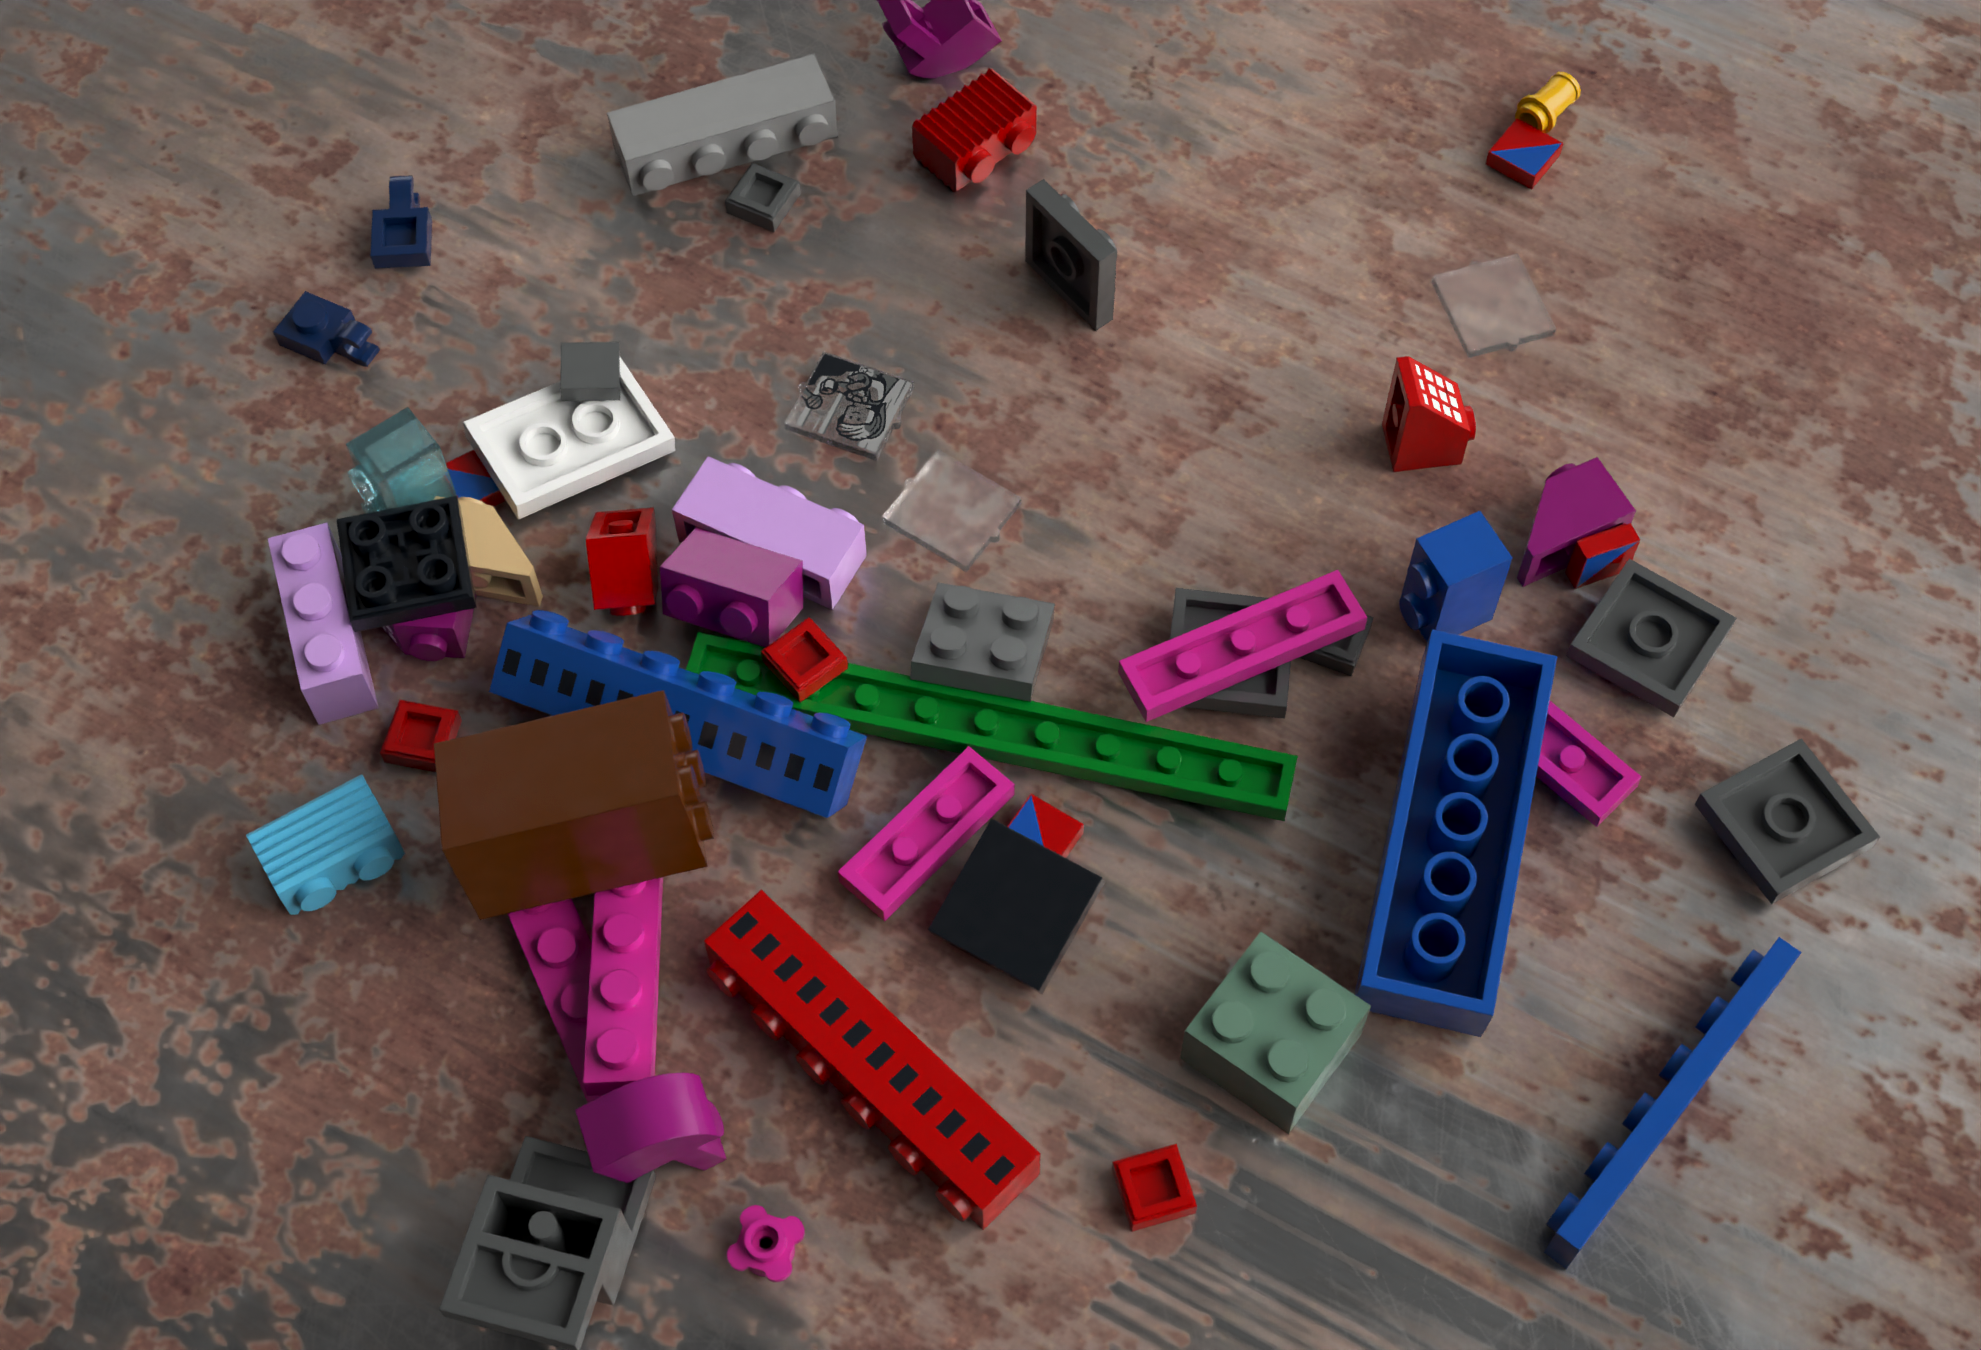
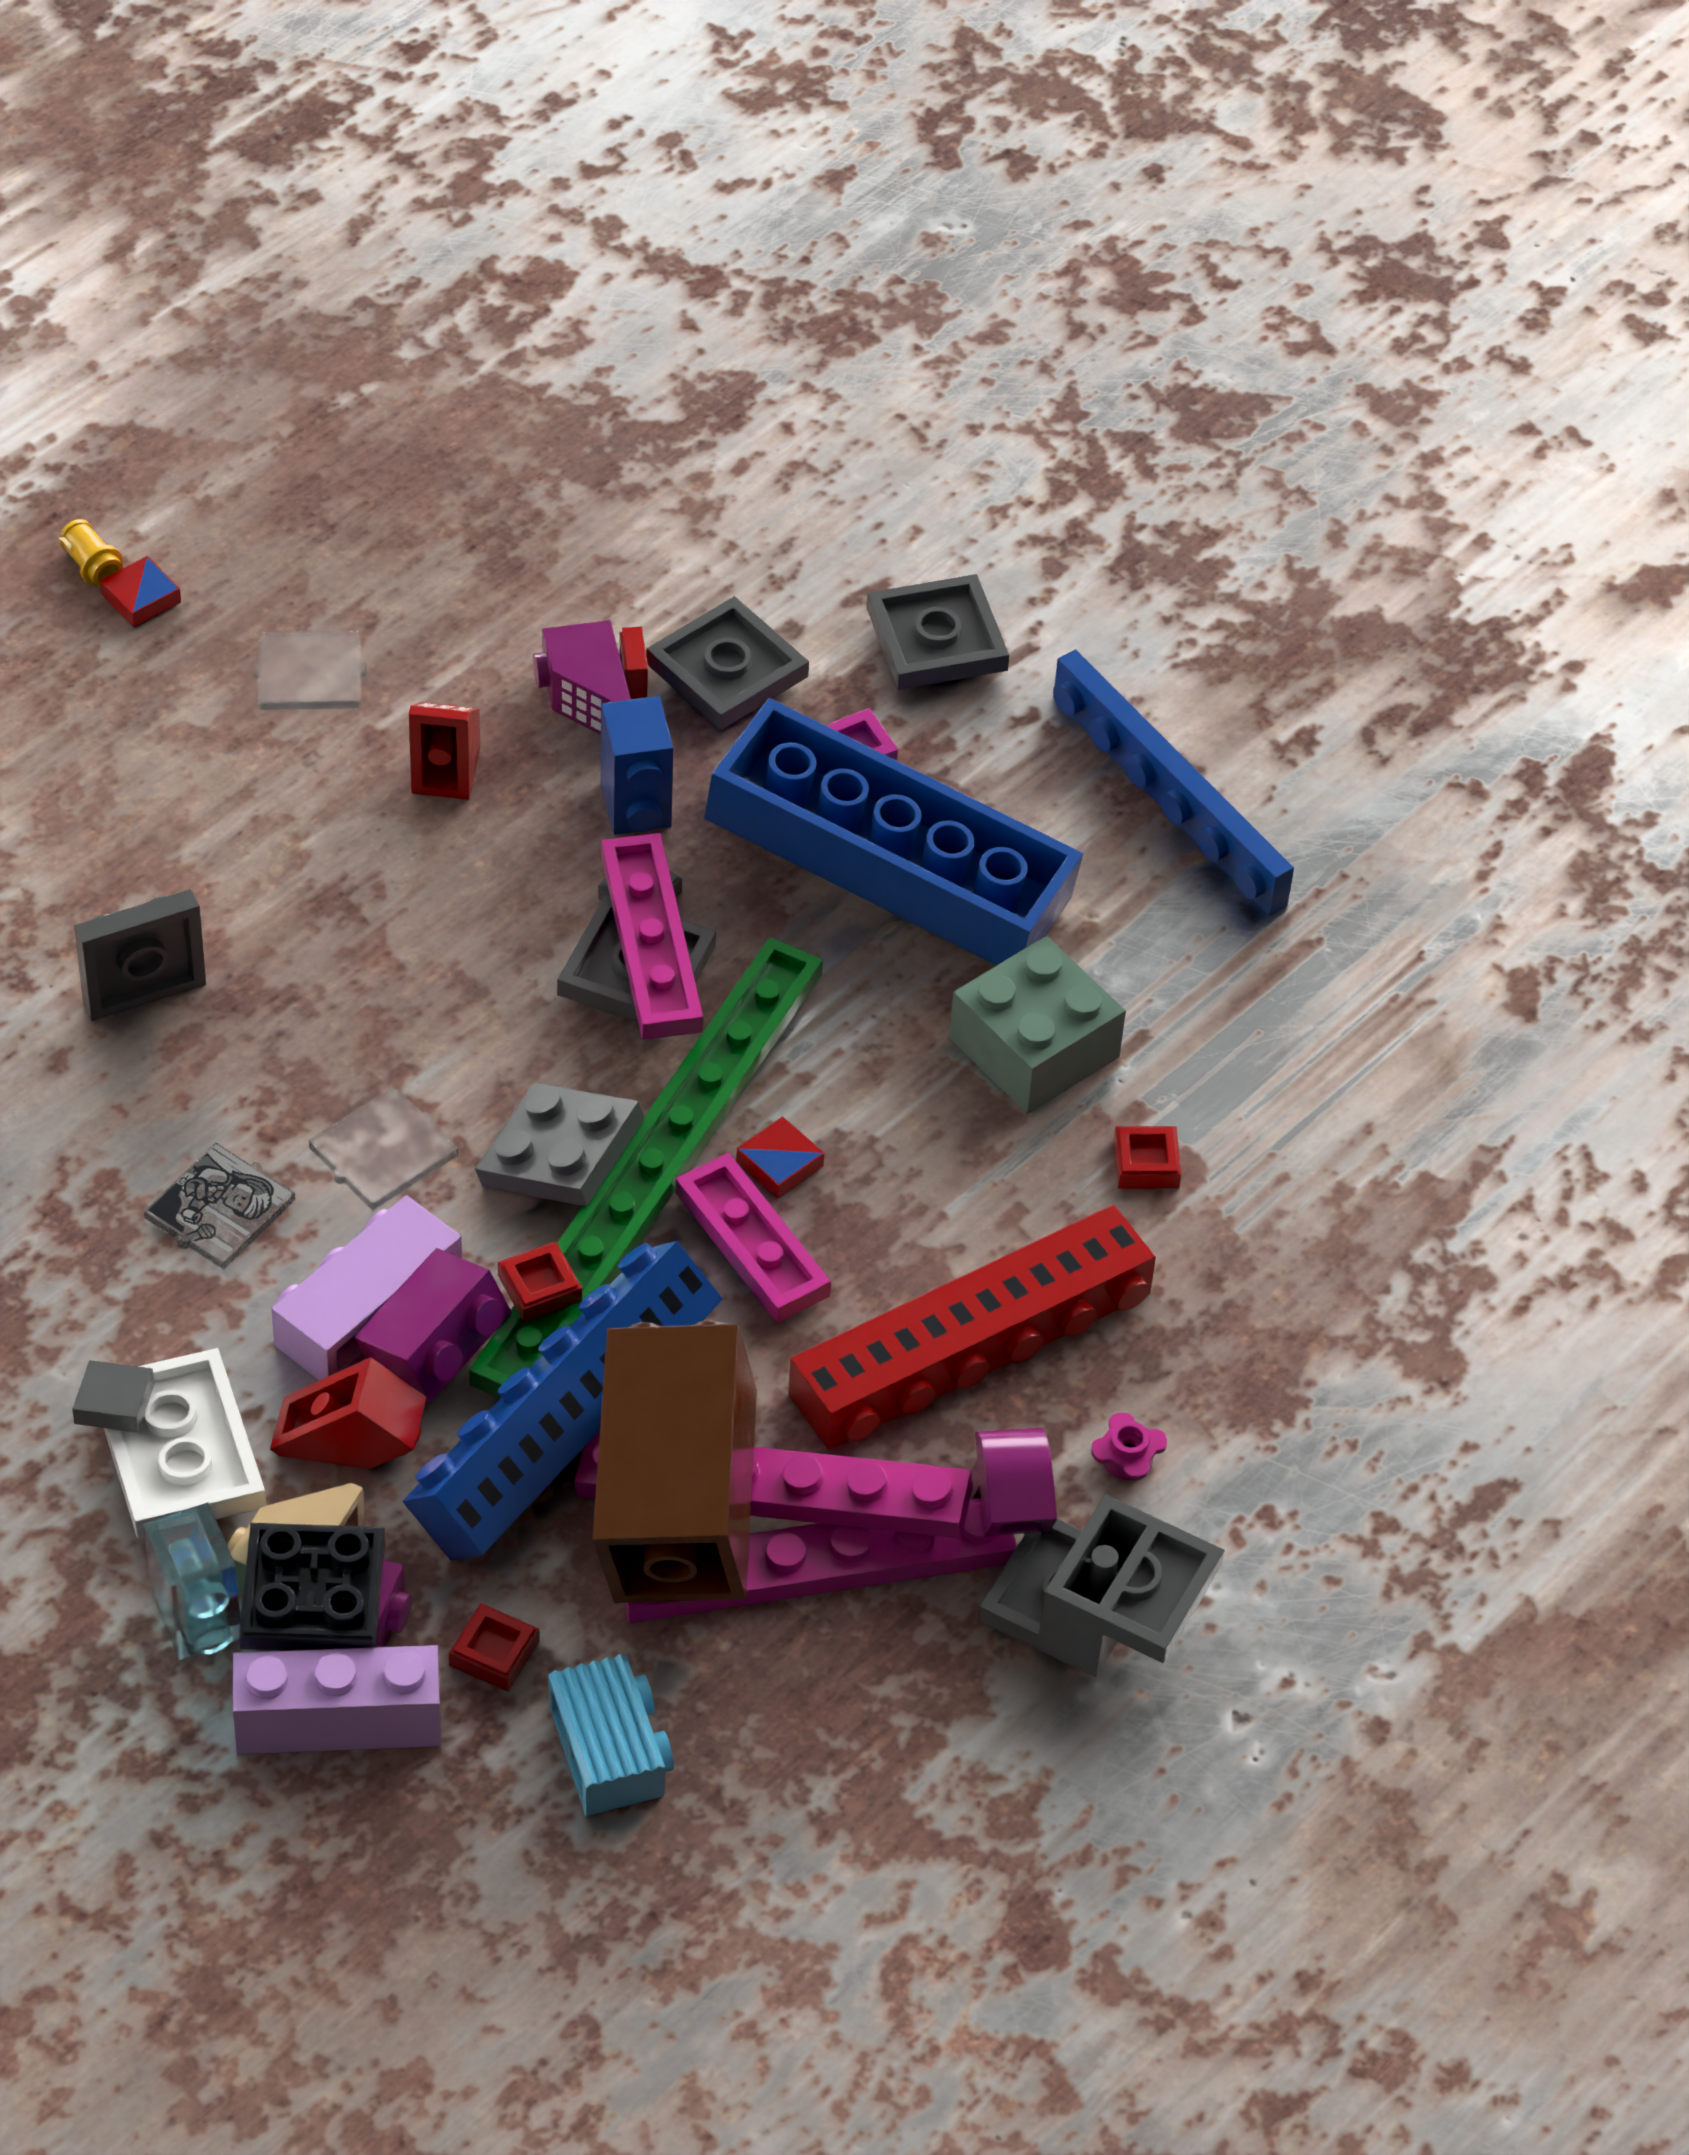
camera: 80 degrees left, 10 degrees down
(1016, 906) = (856, 1179): black tile -> none

